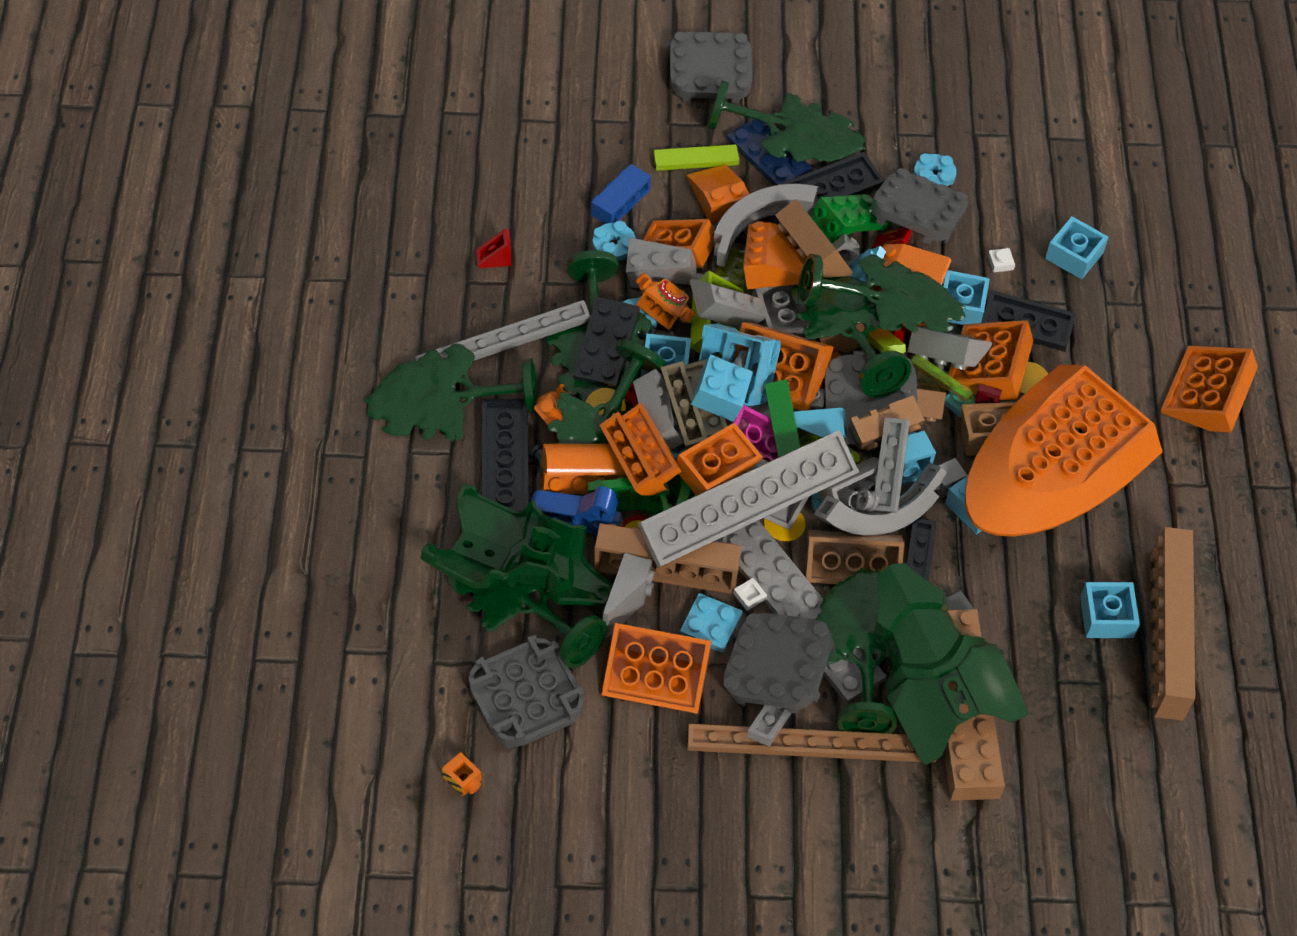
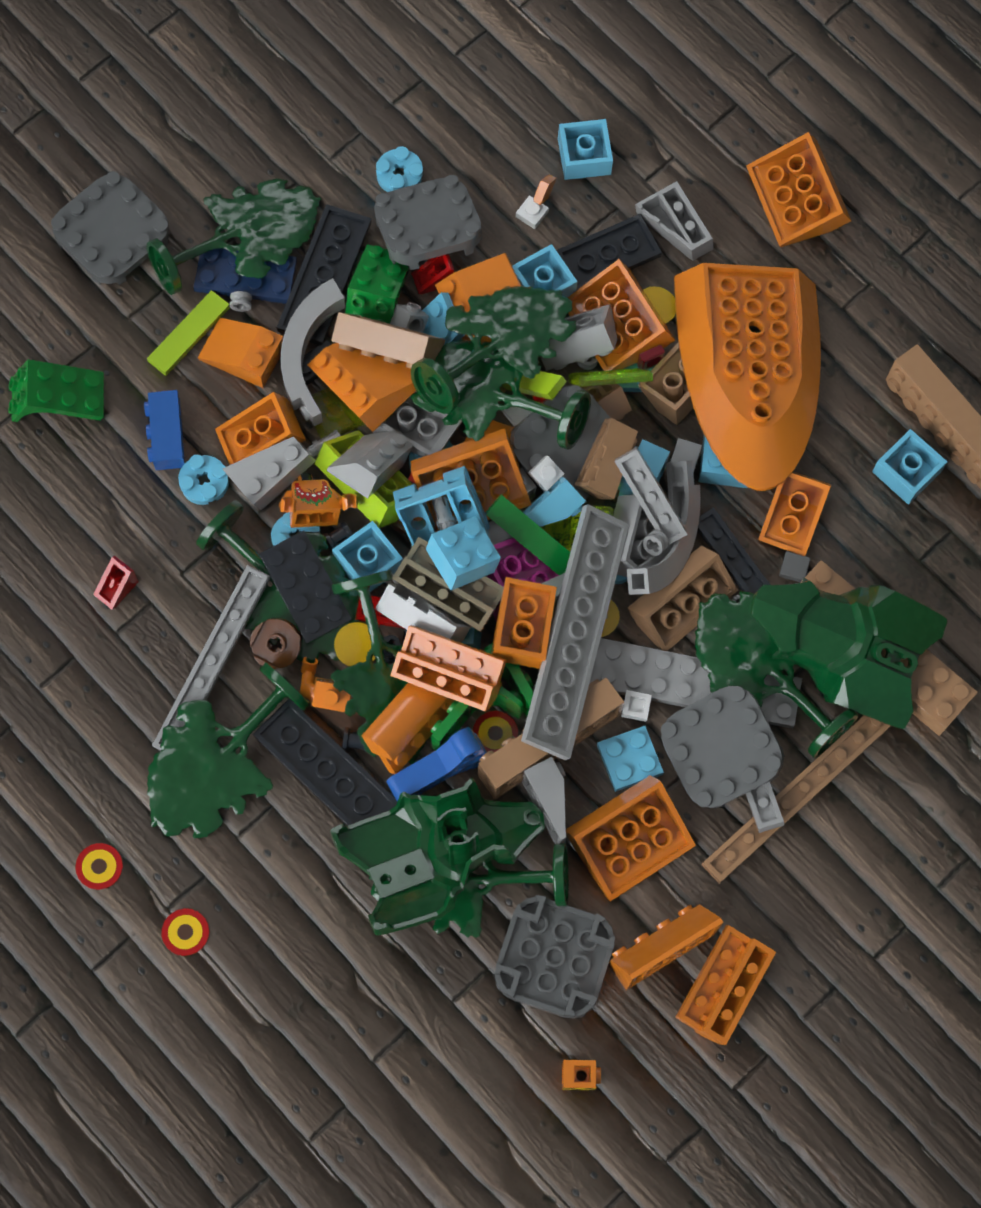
camera: 45 degrees left, 15 degrees up
(308, 396) = (99, 866): none -> sticker
(316, 476) = (185, 932): none -> sticker
(562, 369) = (289, 638): none -> reddish brown plate
(579, 123) = (56, 390): none -> green bracket
(603, 749) = (664, 945): none -> orange slope
(619, 809) = (725, 985): none -> orange brick
(748, 163) = (240, 301): none -> light grey bush
(835, 398) = (546, 473): none -> white plate
(993, 571) = (795, 513): none -> orange slope
(1022, 250) = (544, 189): none -> orange tile
(1097, 334) = (676, 220): none -> light grey wedge

